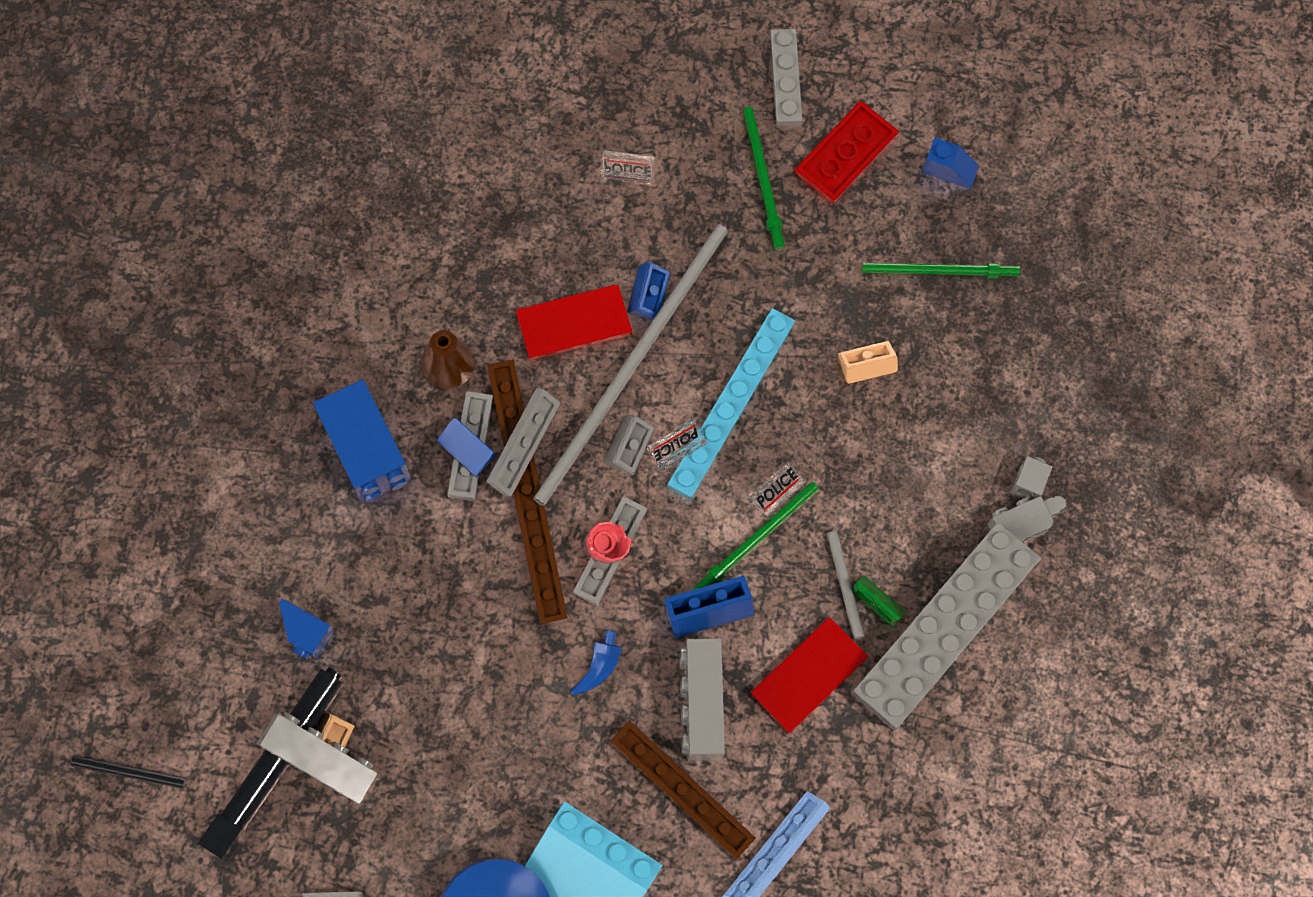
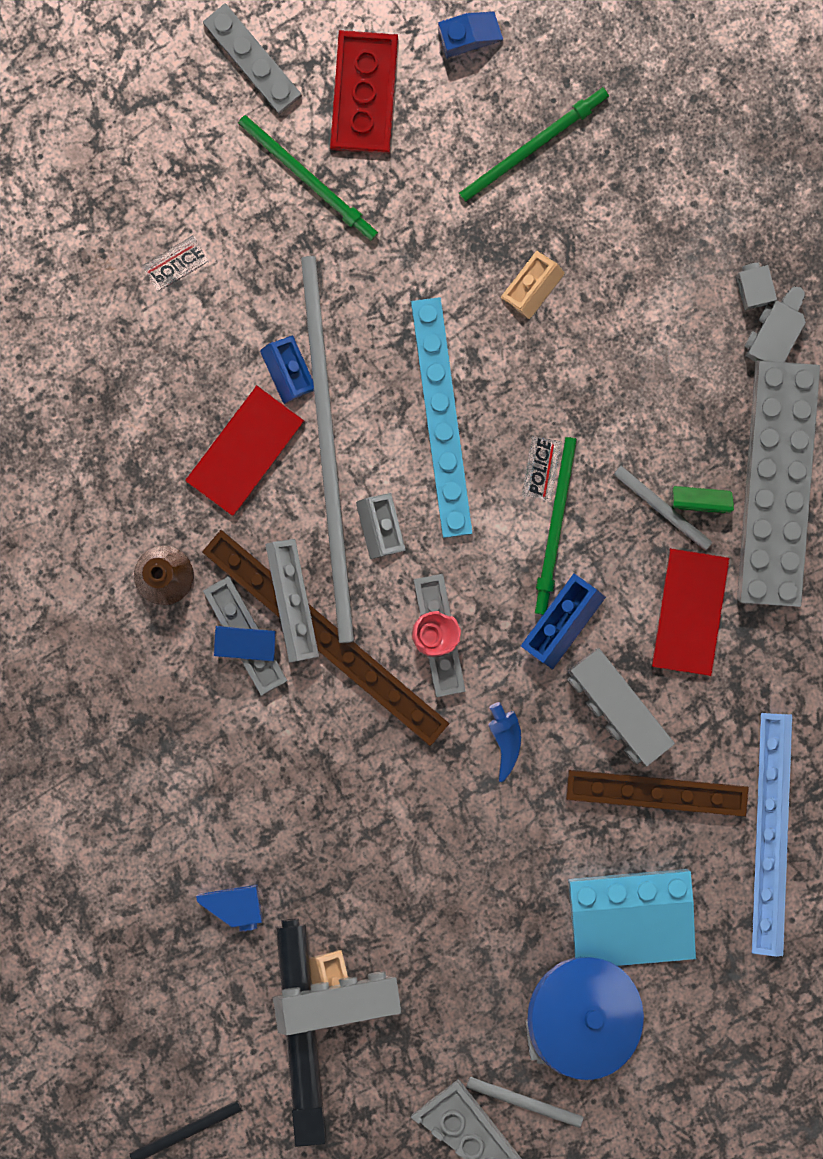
camera: 30 degrees left, 15 degrees up
(362, 441) = (152, 708): blue brick -> none
(677, 444) = (424, 496): clear tile -> none

